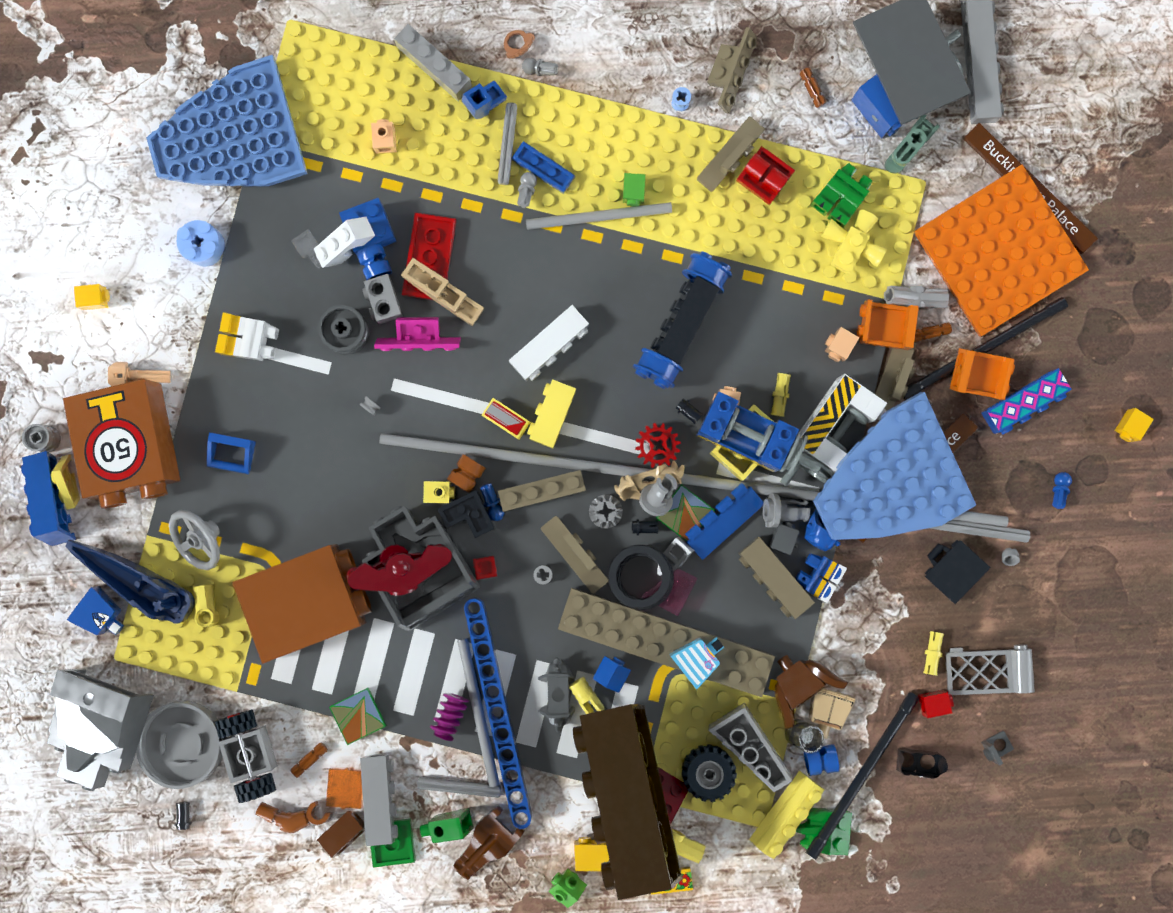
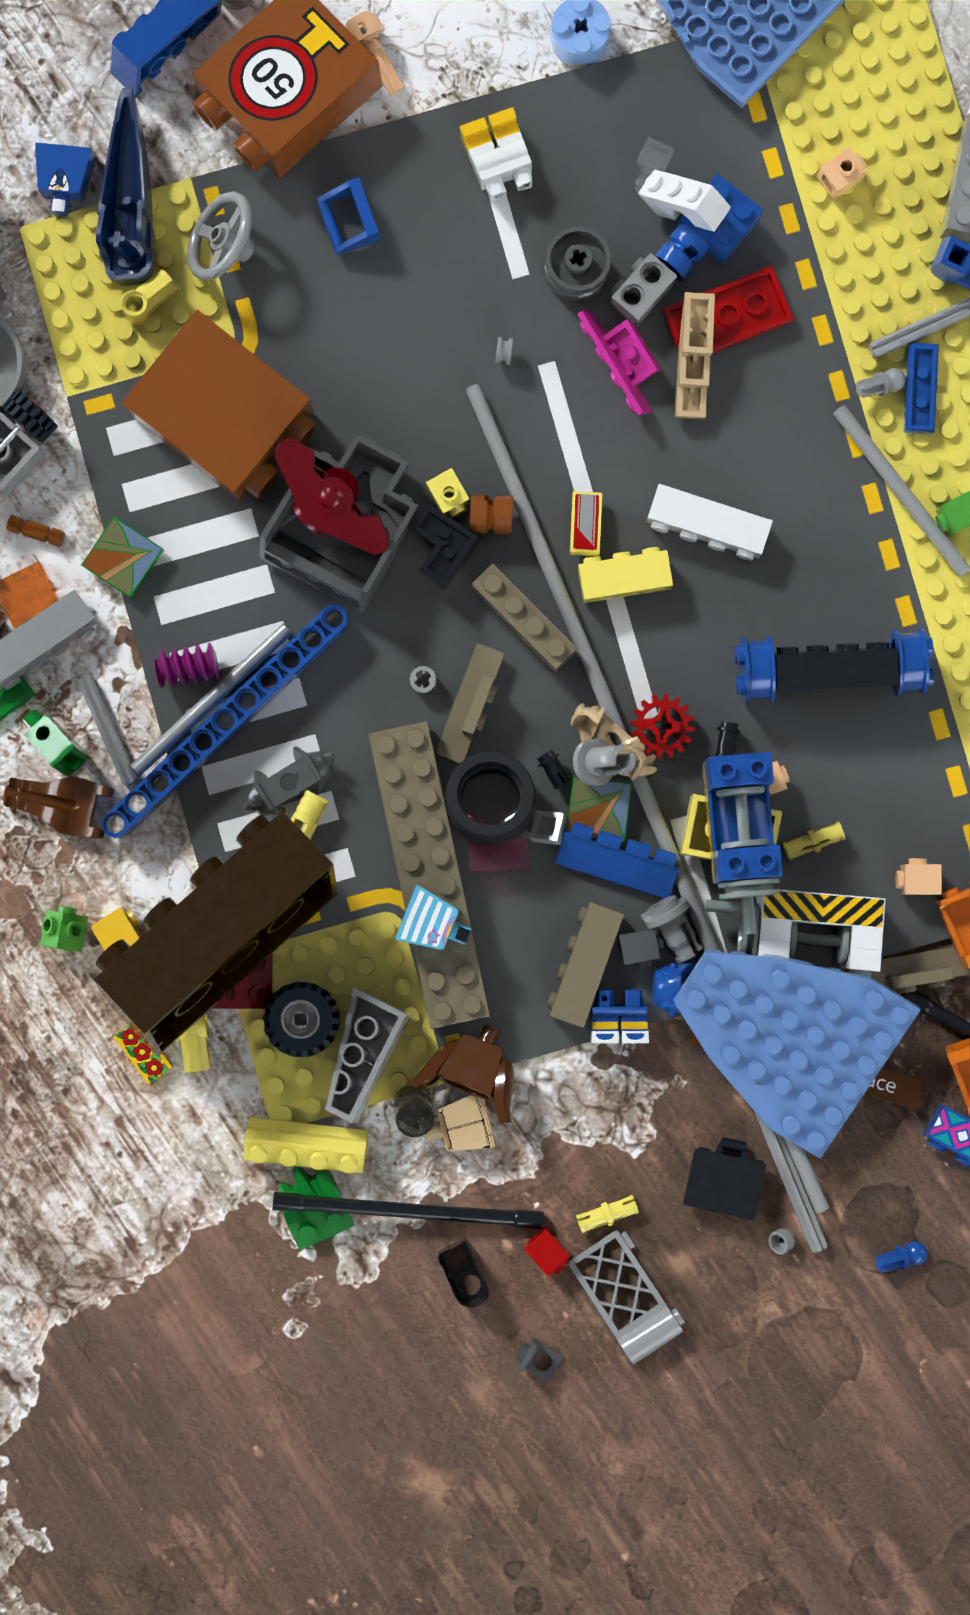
camera: 65 degrees right, 0 degrees up
(66, 483) = (197, 44): light yellow wing -> none
(485, 567) = (390, 605): red tile -> none
(495, 511) = (476, 563): blue axle -> none
(599, 519) = (544, 725): light grey gear -> none
(612, 673) = (352, 832): blue brick -> none
(822, 760) = (396, 1150): blue wheel -> none

